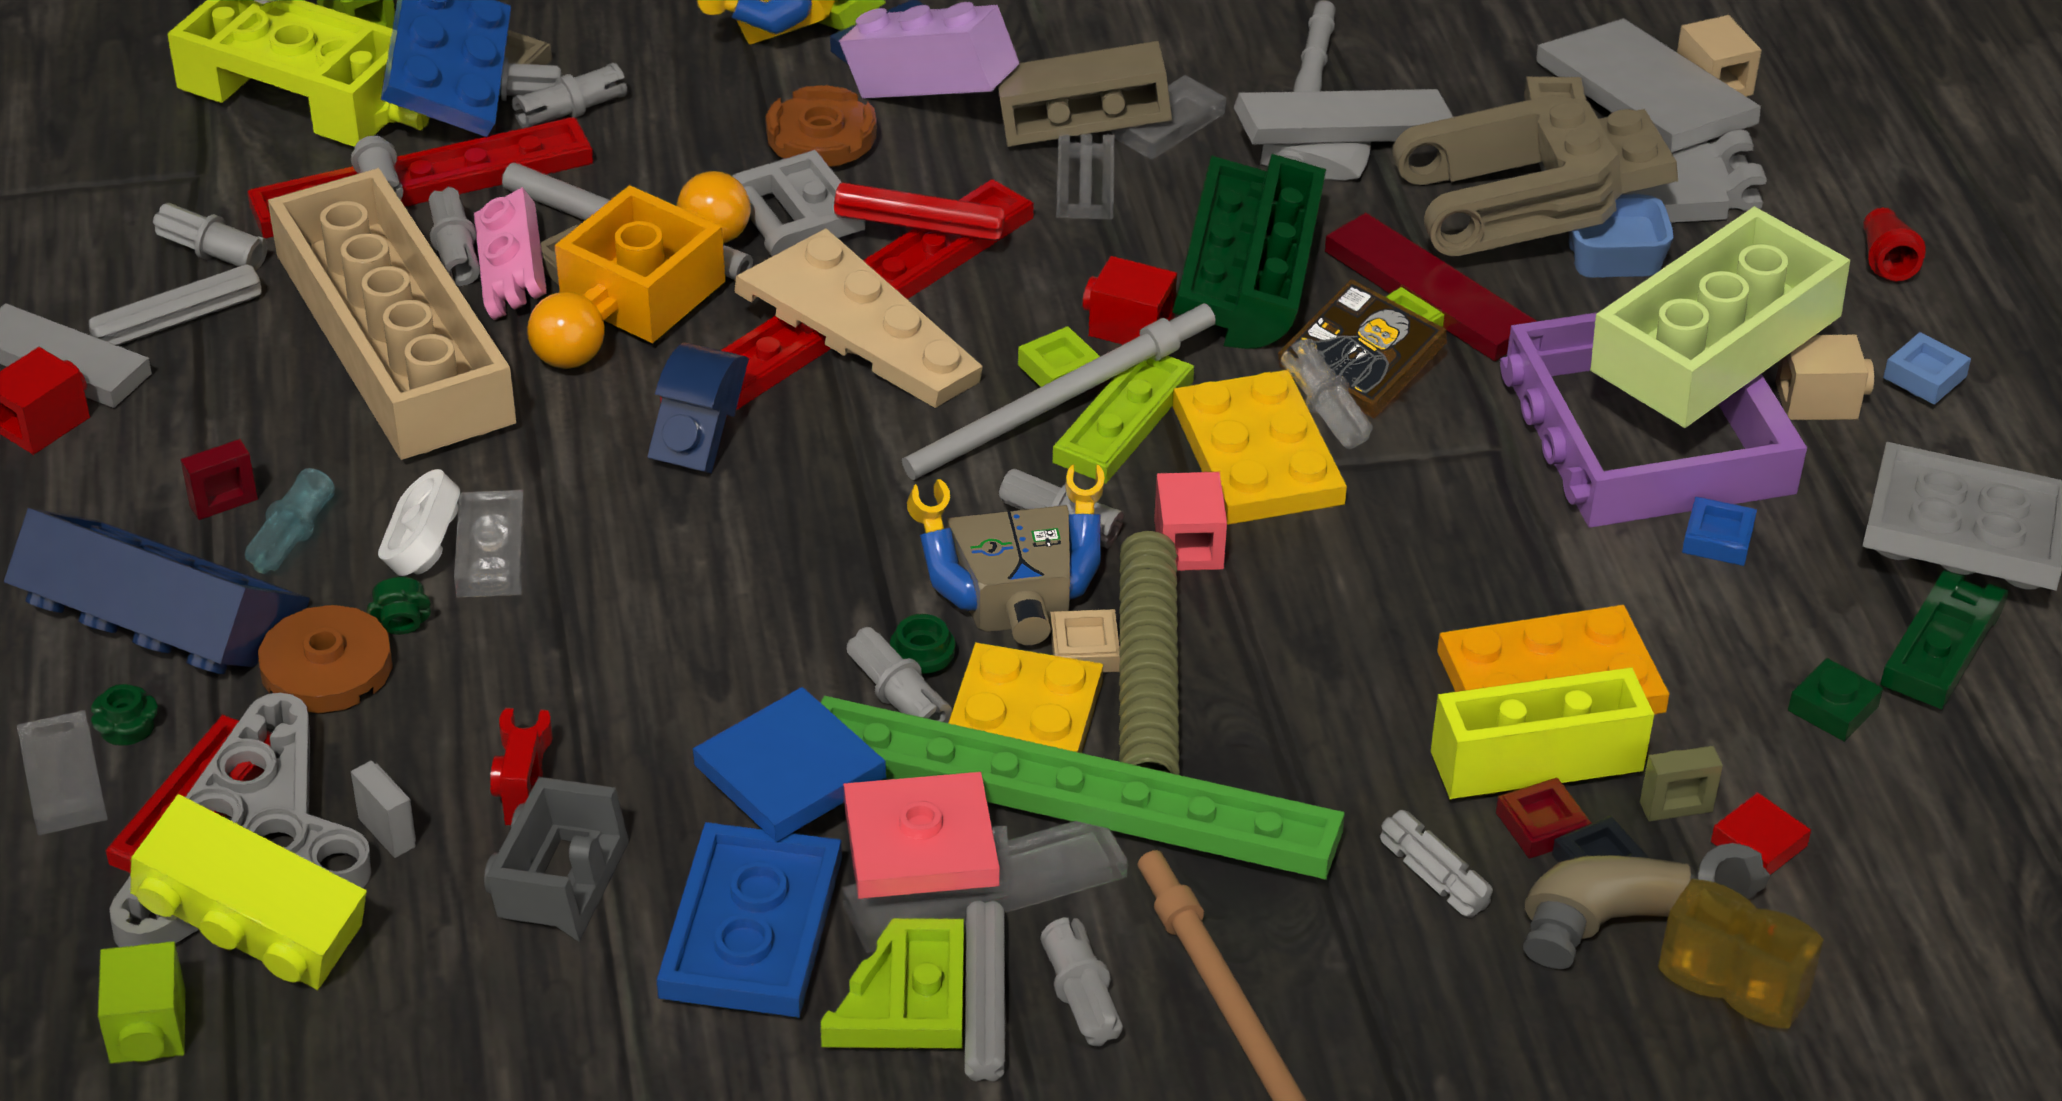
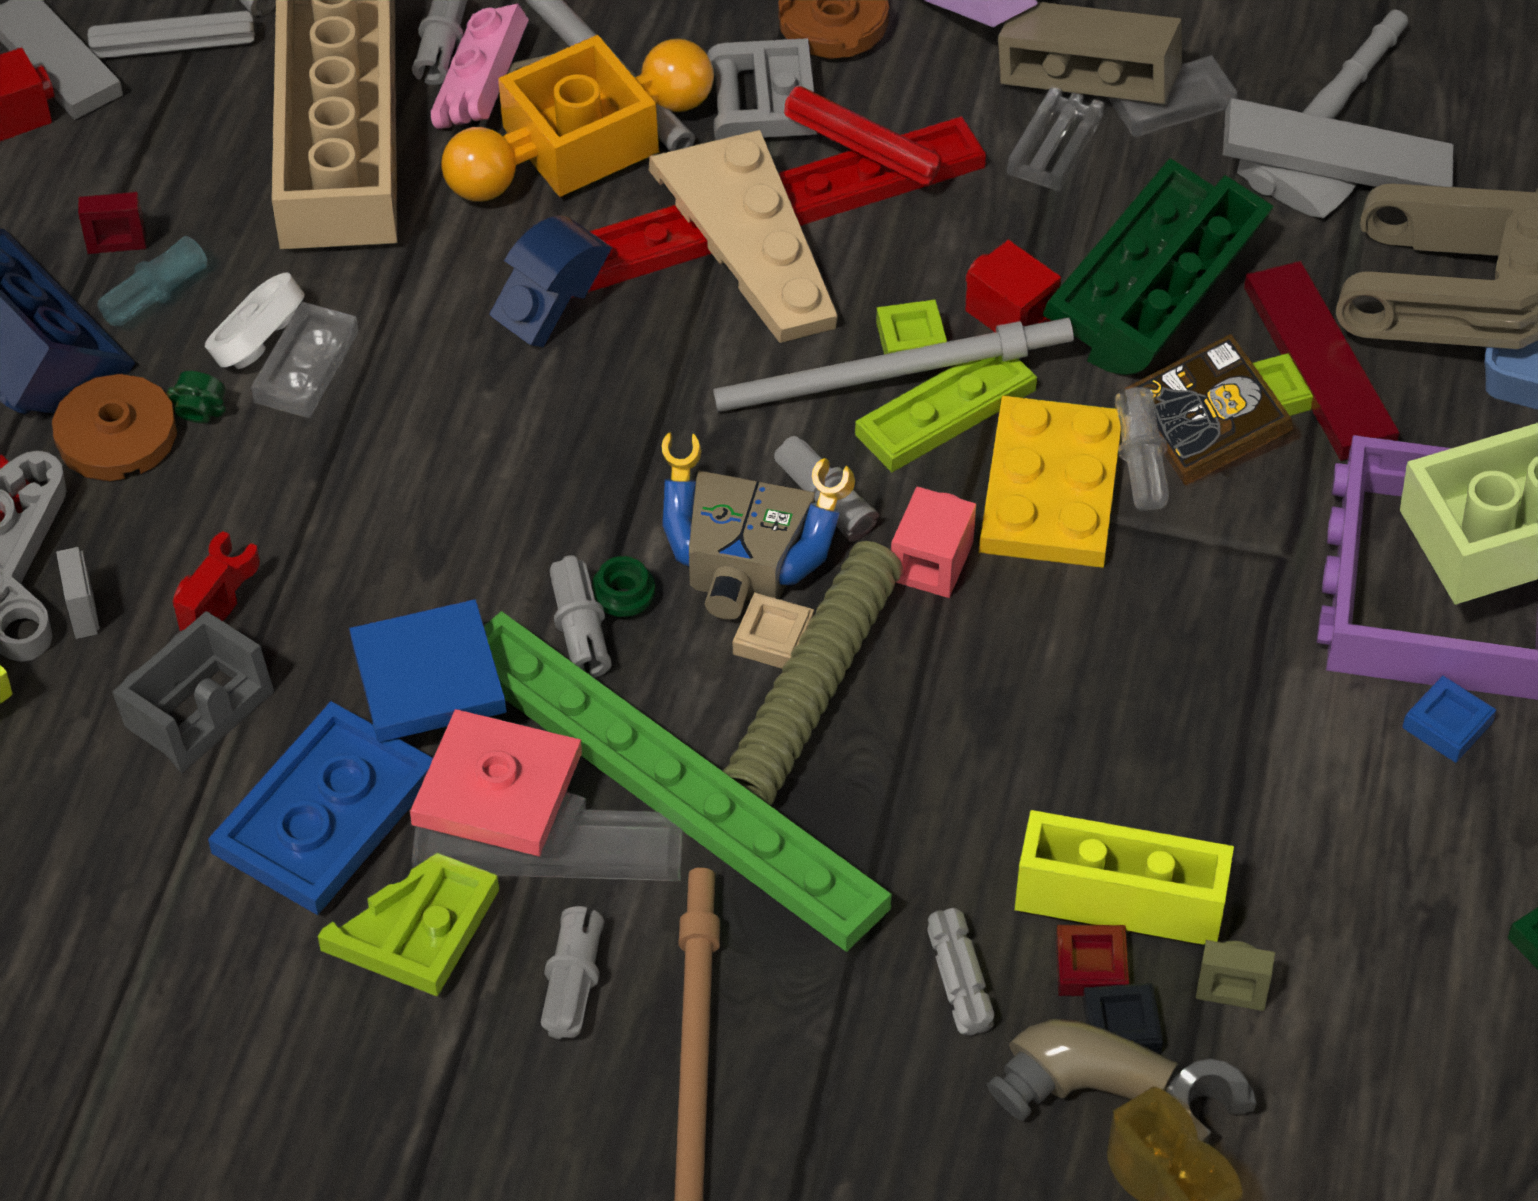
camera: 25 degrees right, 10 degrees up
(984, 991) = (486, 949): light grey axle -> none
(1028, 696) = (686, 676): yellow plate -> none
(1551, 649) = (1203, 800): light orange plate -> none
(1764, 829) = (1288, 1054): red tile -> none
(1835, 699) = (1452, 938): dark green plate -> none

